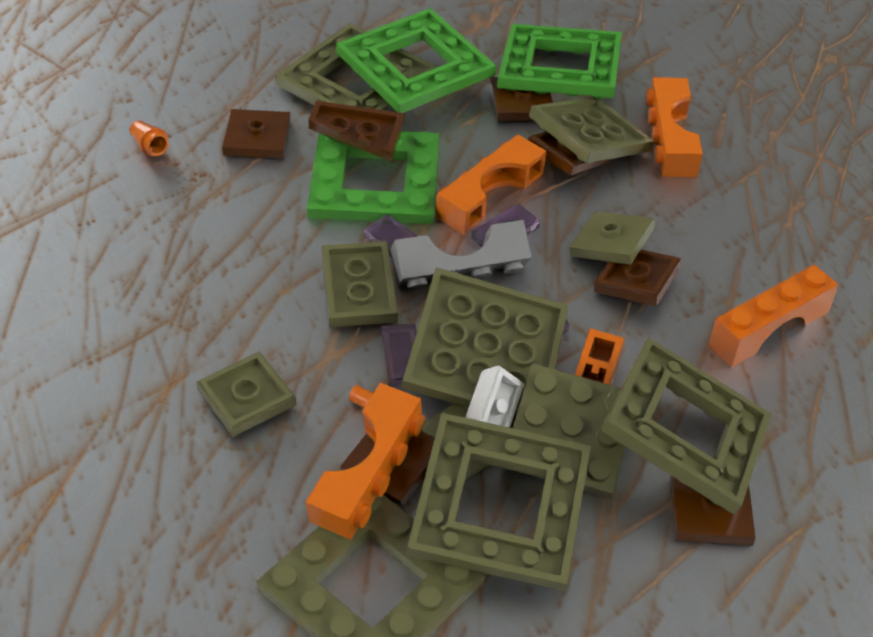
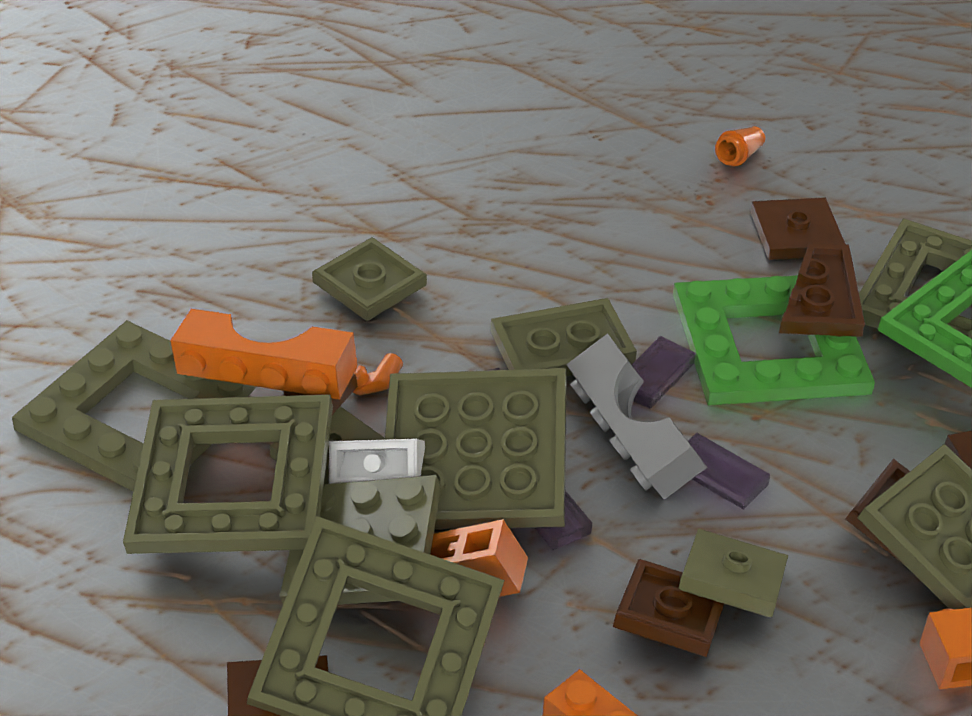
camera: 80 degrees right, 5 degrees down
(512, 164) = (746, 417): orange arch -> none

